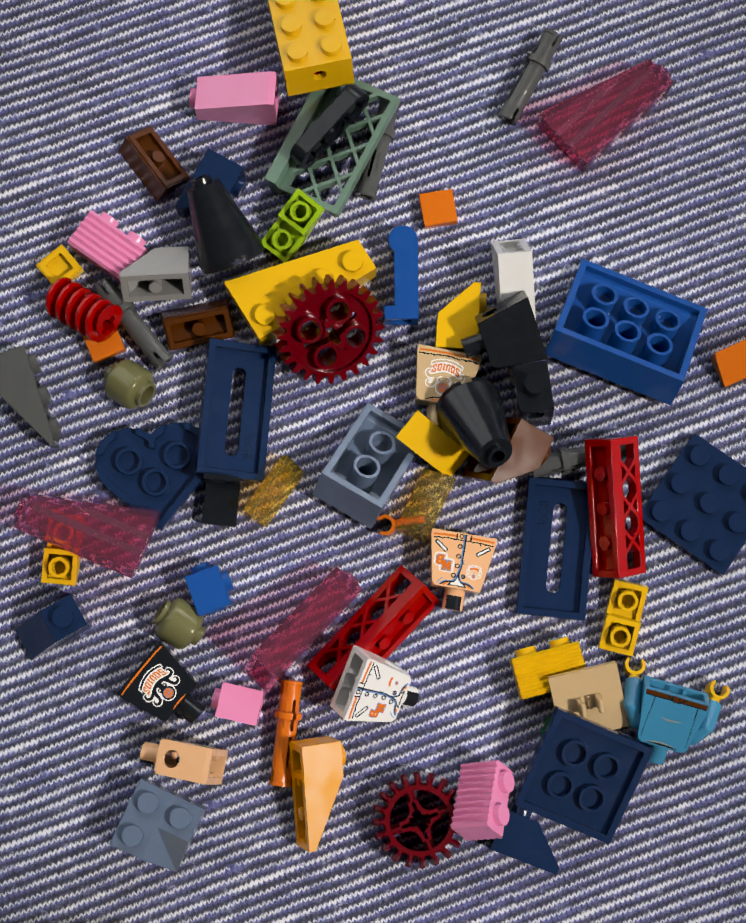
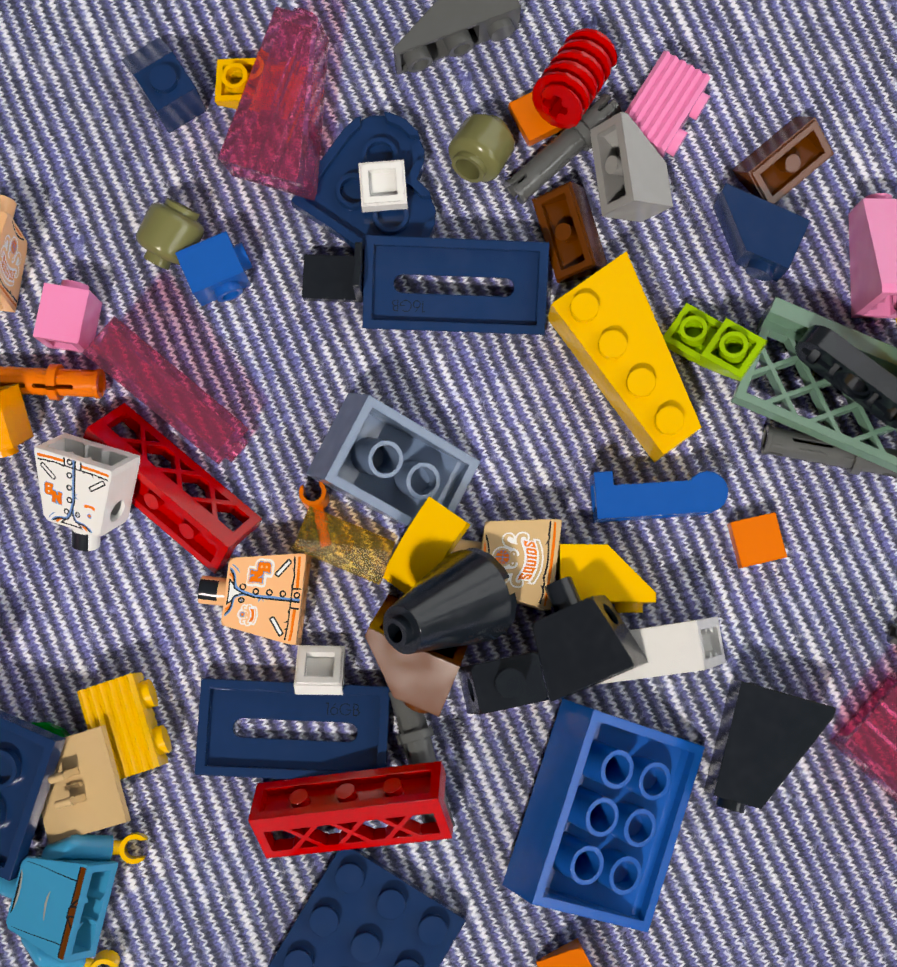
camera: 90 degrees right, 0 degrees up
(59, 265) = (634, 54): yellow tile -> none
(155, 458) = (383, 185): none -> white tile
(163, 687) = (86, 219): black torso -> none
(219, 226) = (703, 238): black cone -> none
(274, 491) = (351, 343): clear yellow slope -> none
(315, 306) = (599, 369): dark red gear -> none
(514, 525) = (319, 670): none -> white tile
(582, 219) = (760, 743): none -> black slope
(623, 617) = (201, 828): yellow slope -> none

